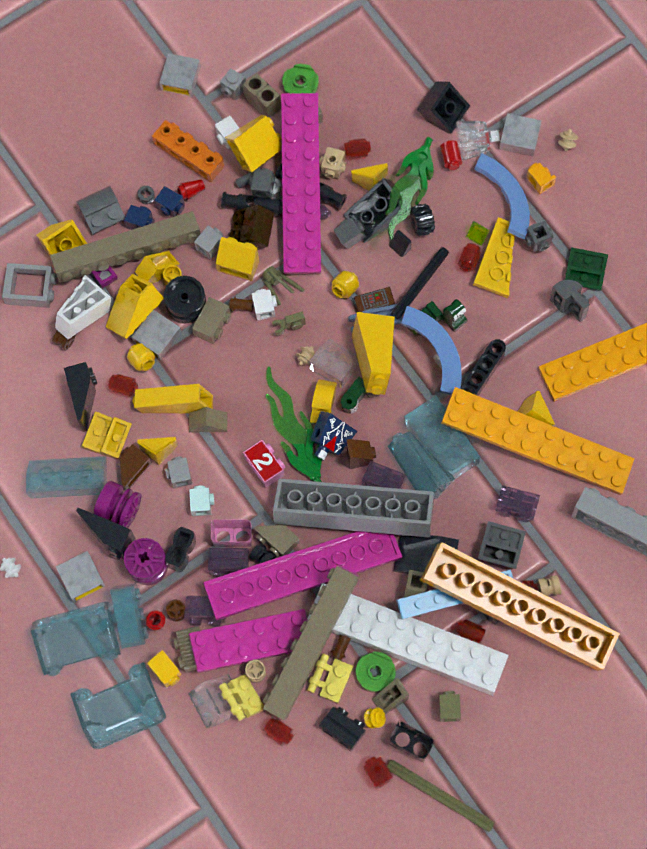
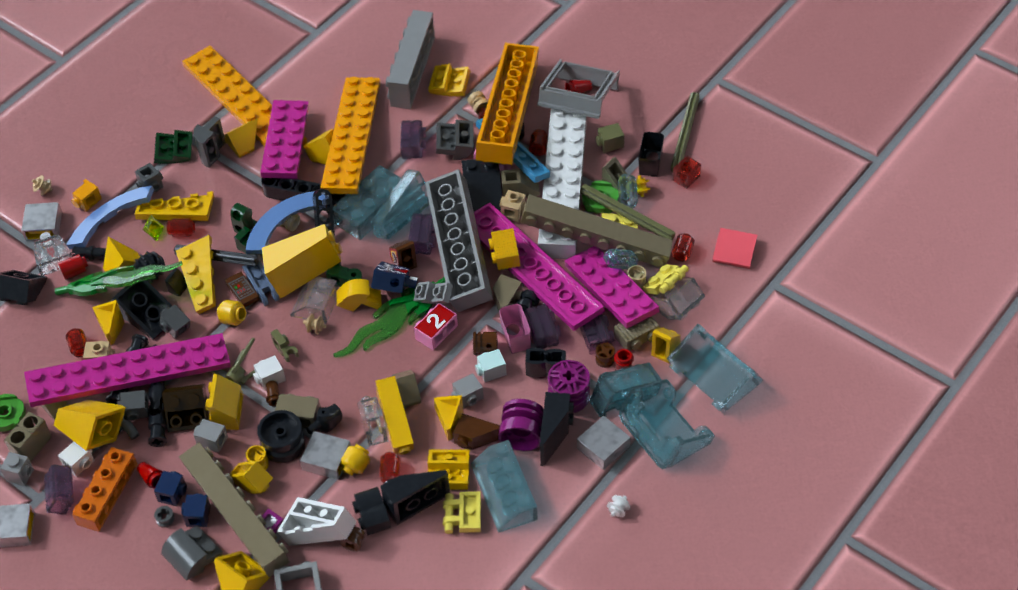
camera: 110 degrees left, 20 degrees down
(55, 440) = (469, 512): none -> light yellow plate
(92, 355) = (372, 511): none -> black brick
(132, 305) = (301, 477): yellow slope -> none
(176, 375) = (370, 411): none -> clear torso
(191, 341) = (326, 419): none -> black piece
(198, 114) = (58, 489): none -> clear purple brick
(226, 502) = (484, 342): none -> reddish brown piece
(262, 785) = (735, 248): none -> coral slope
(271, 656) = (620, 258): none -> clear light blue beam
(298, 466) = (433, 293): none -> light grey slope
(322, 546) = (505, 249): none -> yellow brick
(337, 687) = (627, 212): none -> olive axle
(342, 728) = (660, 203): black brick -> none
(368, 699) = (628, 190): none -> clear light blue beam
(386, 571) = (512, 205): none -> tan brick
(411, 262) = (199, 273): none -> yellow wing
(422, 384) = (327, 201): none -> black beam
(447, 199) = (118, 255): none -> yellow slope
(465, 174) = (89, 252): none -> black pin
(492, 673) = (577, 102): none -> light grey piece
(541, 700) = (578, 86): none -> red cone
(551, 373) = (284, 139): none -> dark pink plate
(576, 334) = (242, 138): none -> yellow slope
(598, 566) = (449, 80): none -> yellow slope

